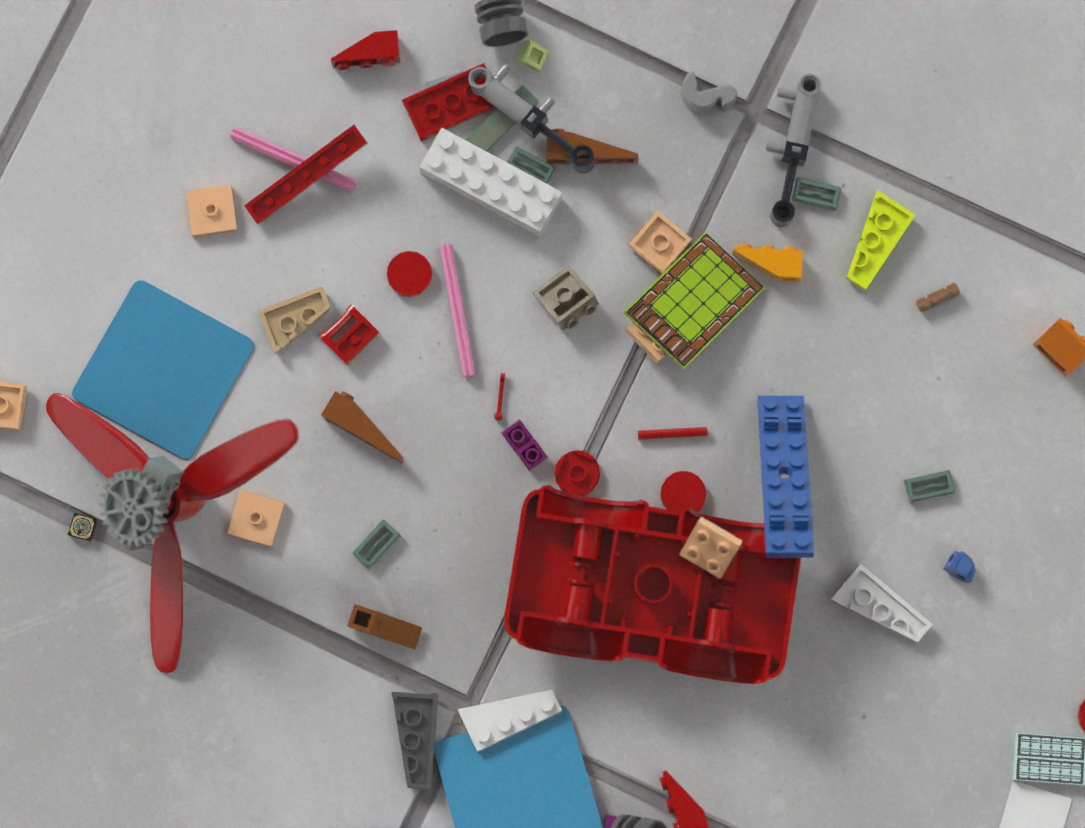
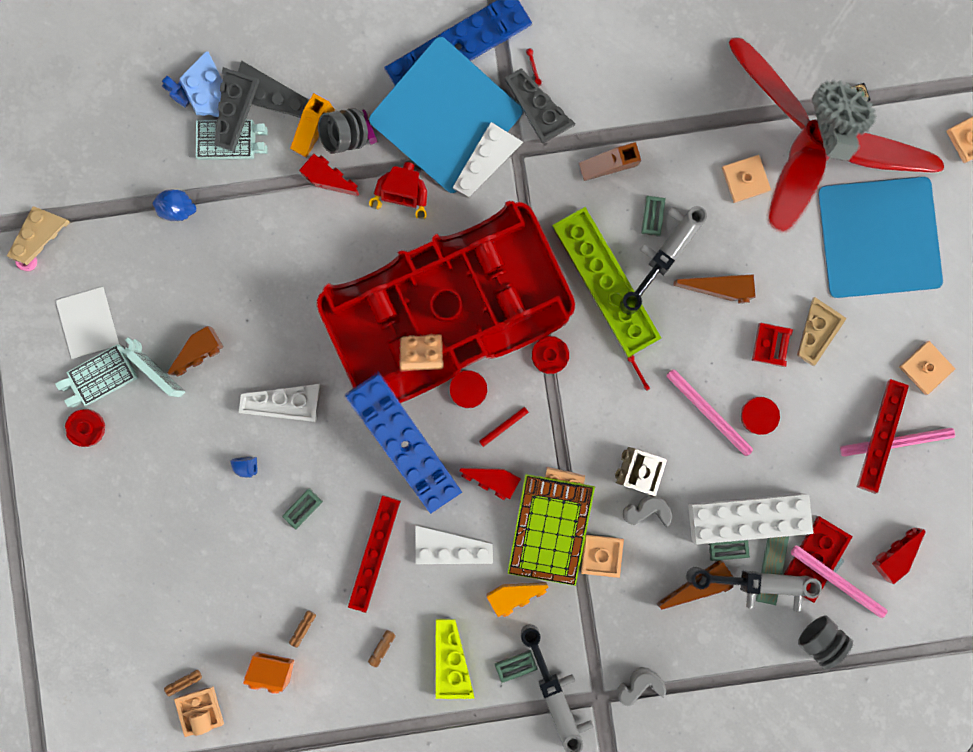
camera: 150 degrees right, 5 degrees up
(390, 493) = (667, 253): none -> piece
(398, 764) = (529, 52): none -> red hinge
(447, 67) = (839, 582): none -> bright pink axle
(471, 508) = (605, 280): none -> lime plate
(524, 444) = (599, 350): magenta slope -> none
(531, 55) = (783, 631): yellowish green slope -> none
(585, 259) = (646, 507): none -> light grey animal
(615, 743) = (402, 188): none -> red torso
(714, 384) = (496, 479): none -> red slope
(812, 353) = (447, 548): none -> white wing
(885, 393) = (374, 554): none -> red plate
(931, 719) = (199, 346): none -> dark orange slope
(994, 727) = (152, 370): none -> light aqua tile
(1004, 368) = (302, 629): none -> medium nougat axle

